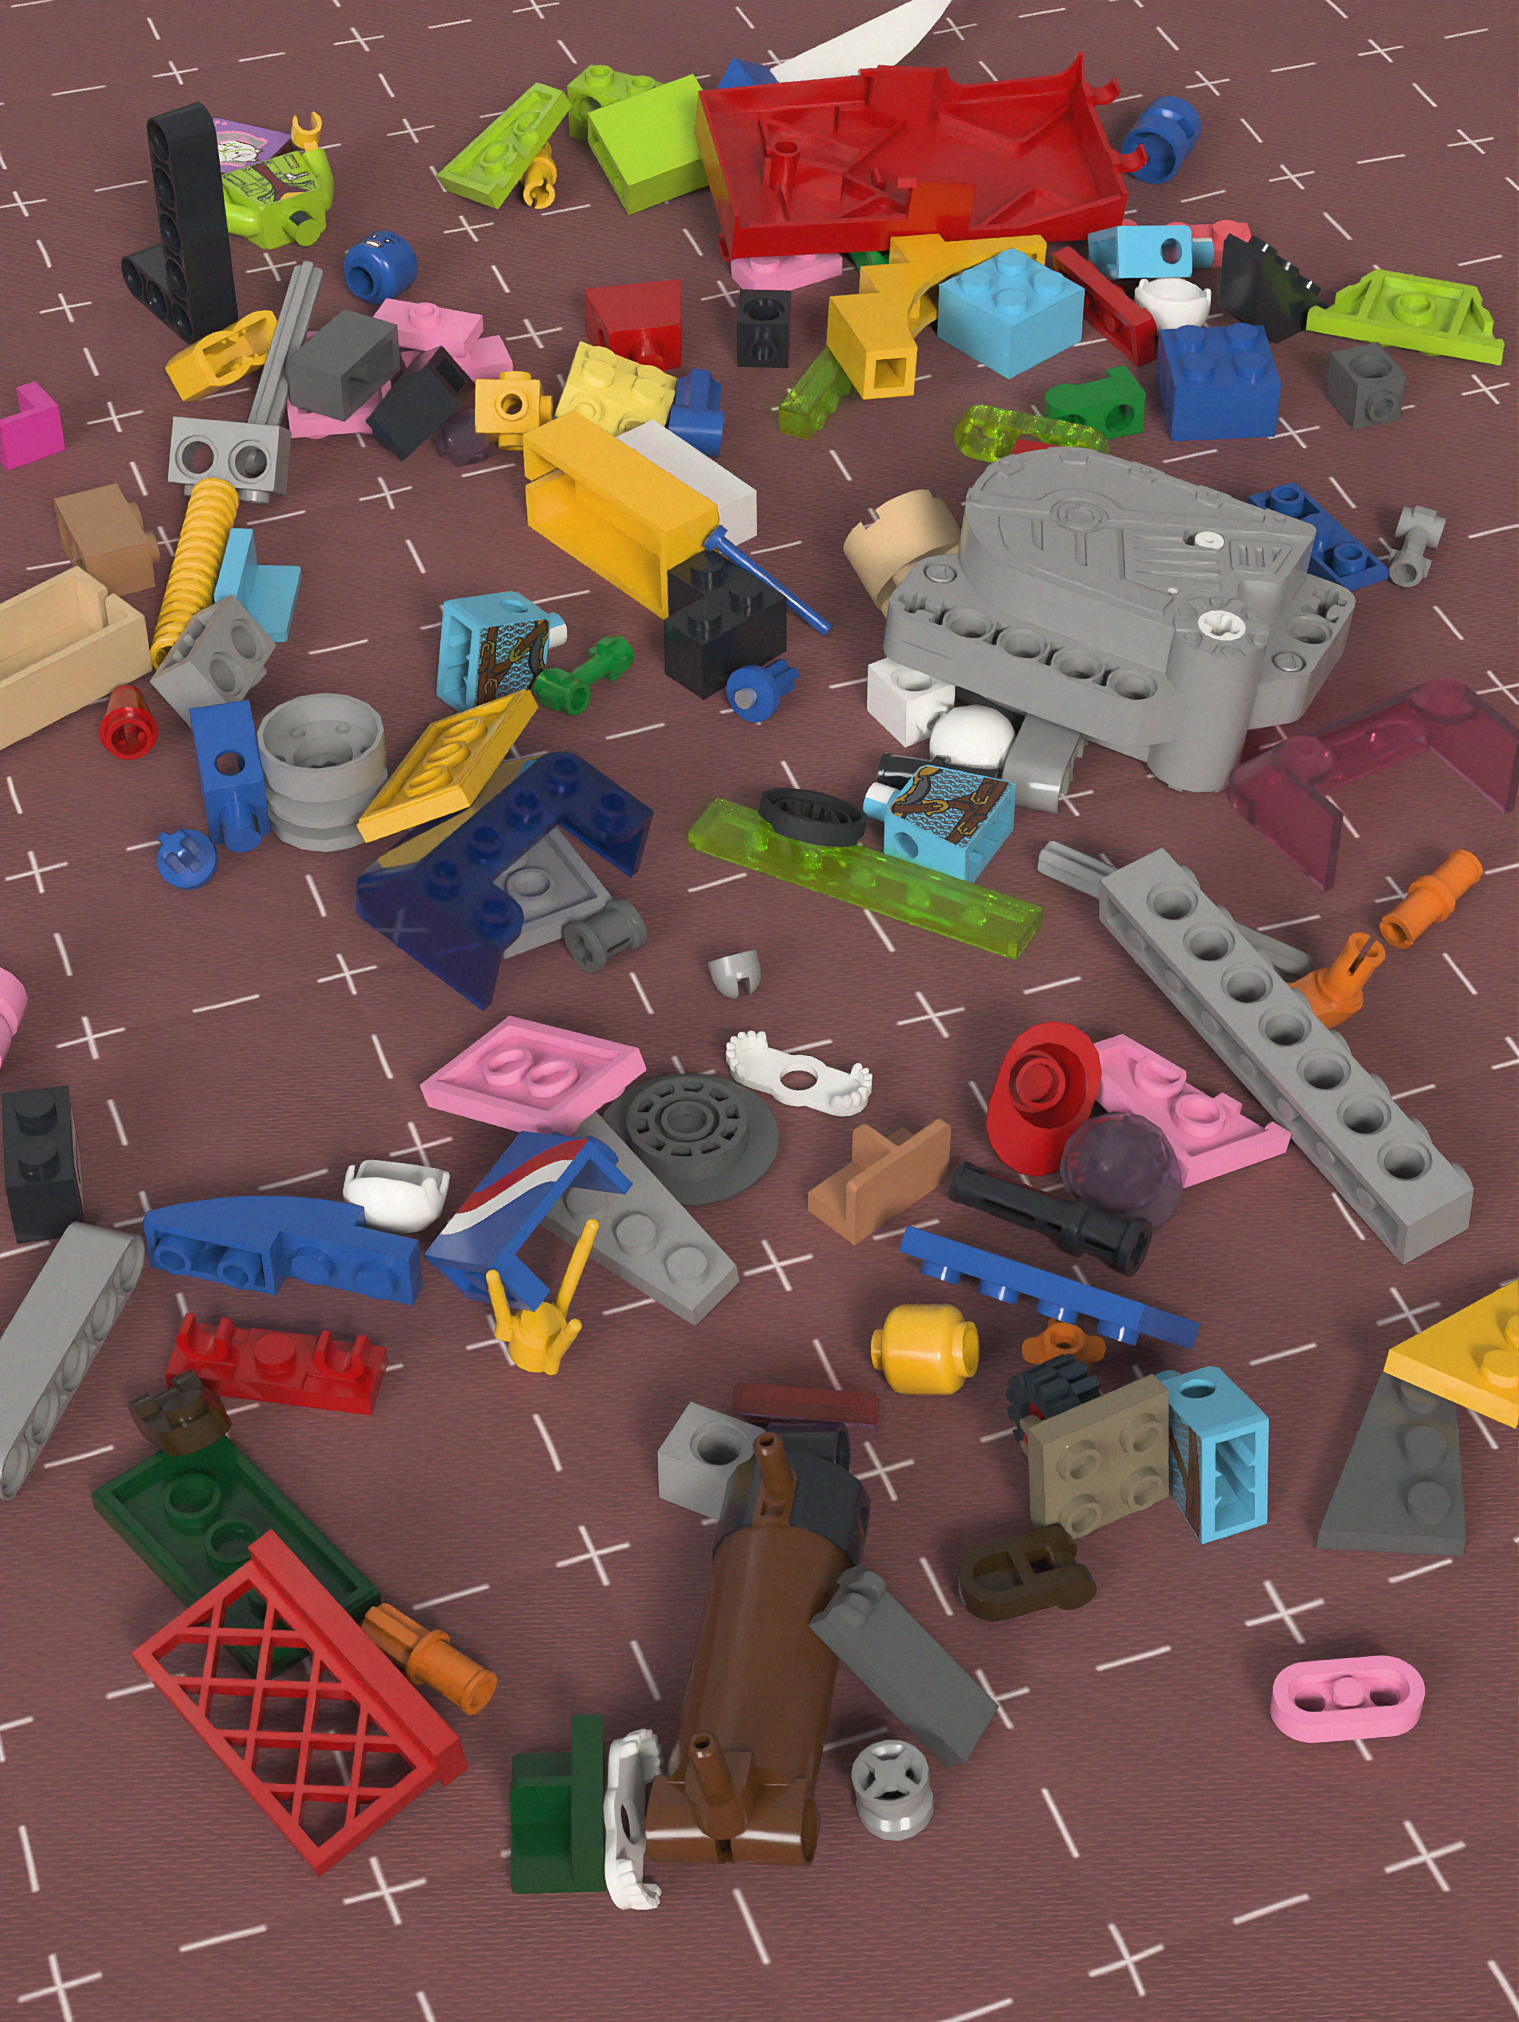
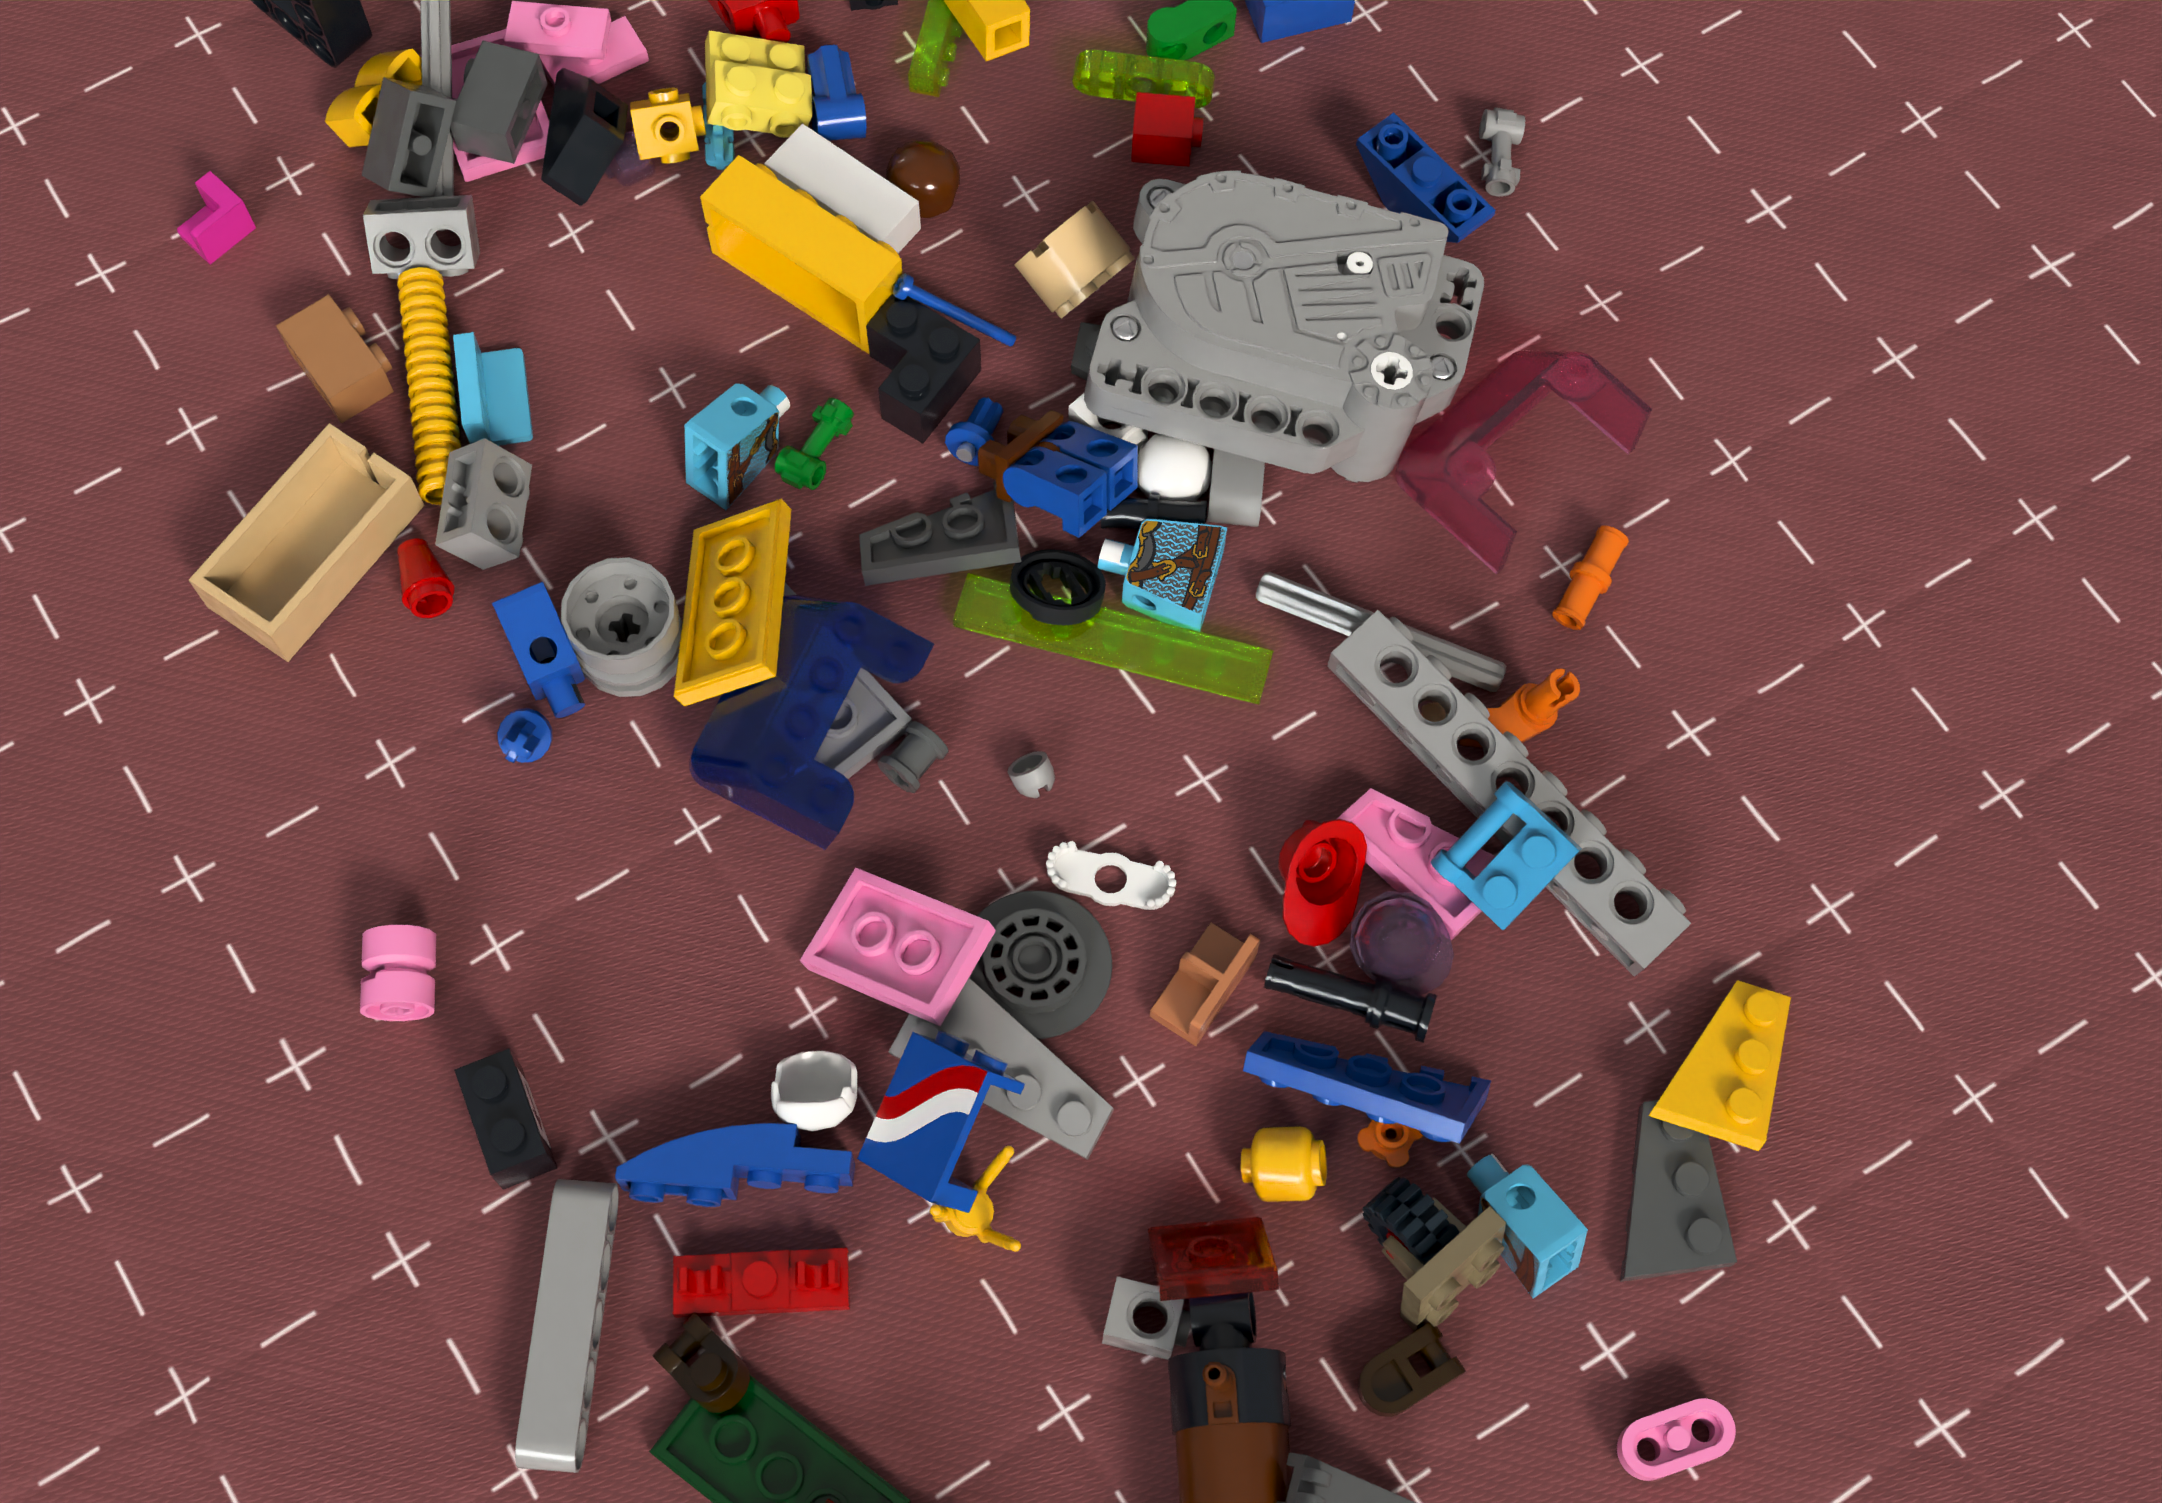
camera: 15 degrees left, 25 degrees up
(242, 370) = (408, 138): none -> dark grey brick
(694, 773) = (956, 539): none -> dark grey wing
(780, 487) = (927, 174): none -> reddish brown hair
(855, 715) = (1061, 469): none -> blue hips
(1275, 1105) = (1521, 866): none -> dark azure plate

